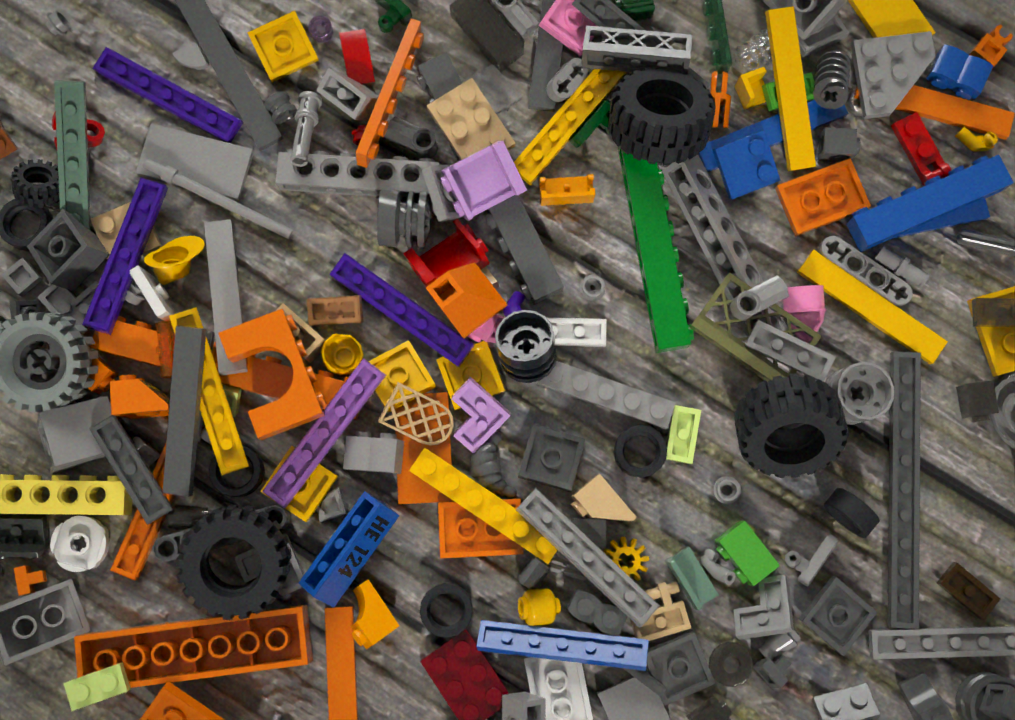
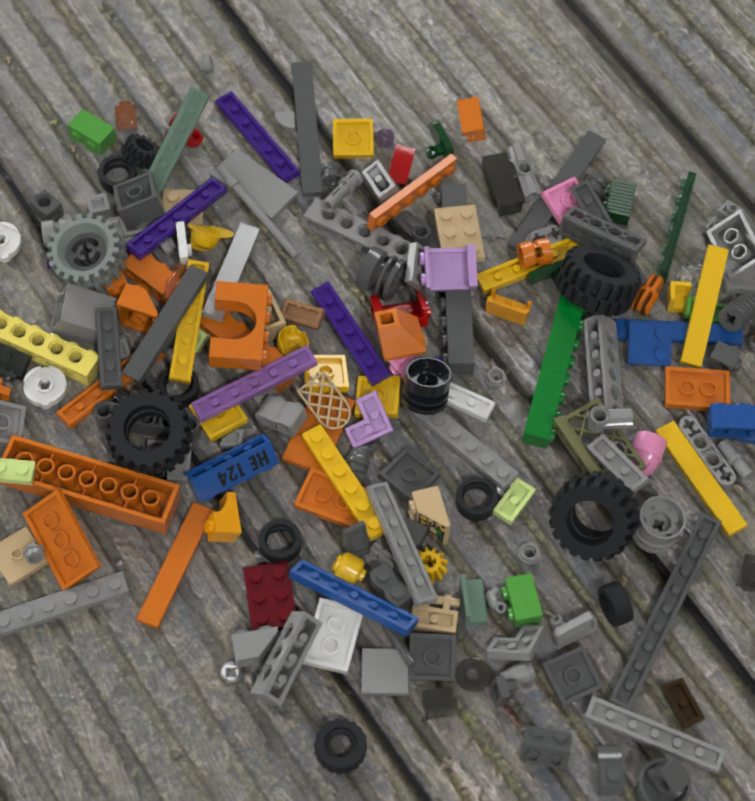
camera: 25 degrees right, 20 degrees down
(564, 118) = (527, 253): none -> orange wheel

